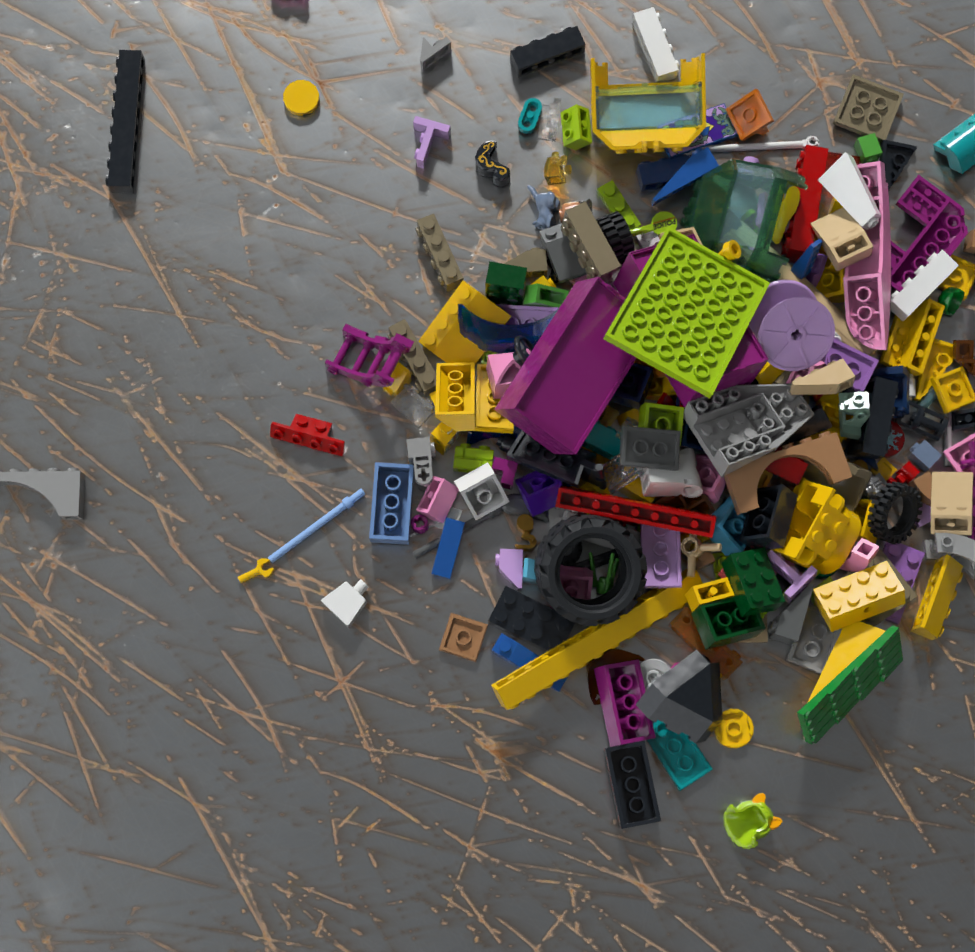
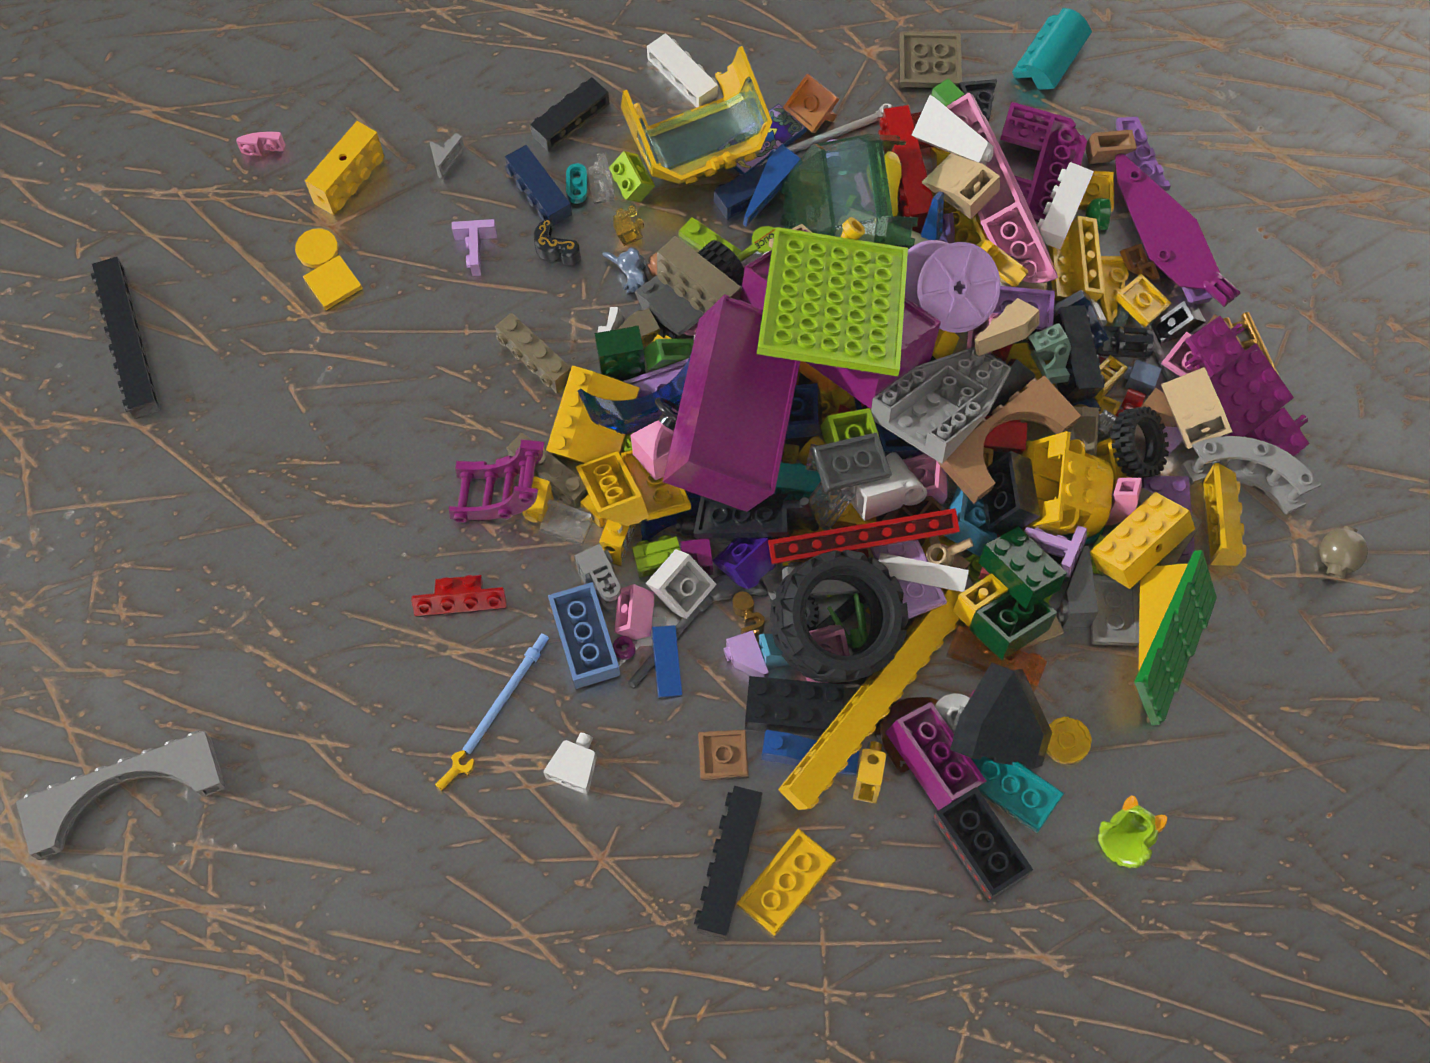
camera: 20 degrees left, 10 degrees down
(303, 132) = (332, 282): none -> yellow tile
(347, 36) = (345, 168): none -> yellow brick
(435, 723) = (729, 863): none -> black brick
(472, 754) = (786, 882): none -> yellow tile
(497, 107) = (538, 185): none -> dark blue brick
(513, 251) = (615, 320): none -> white slope
(566, 700) = (870, 773): none -> yellow torso
(672, 556) = (925, 572): none -> white sticker
(845, 321) = (1008, 268): none -> yellow animal
(907, 438) = (1114, 376): none -> yellow slope

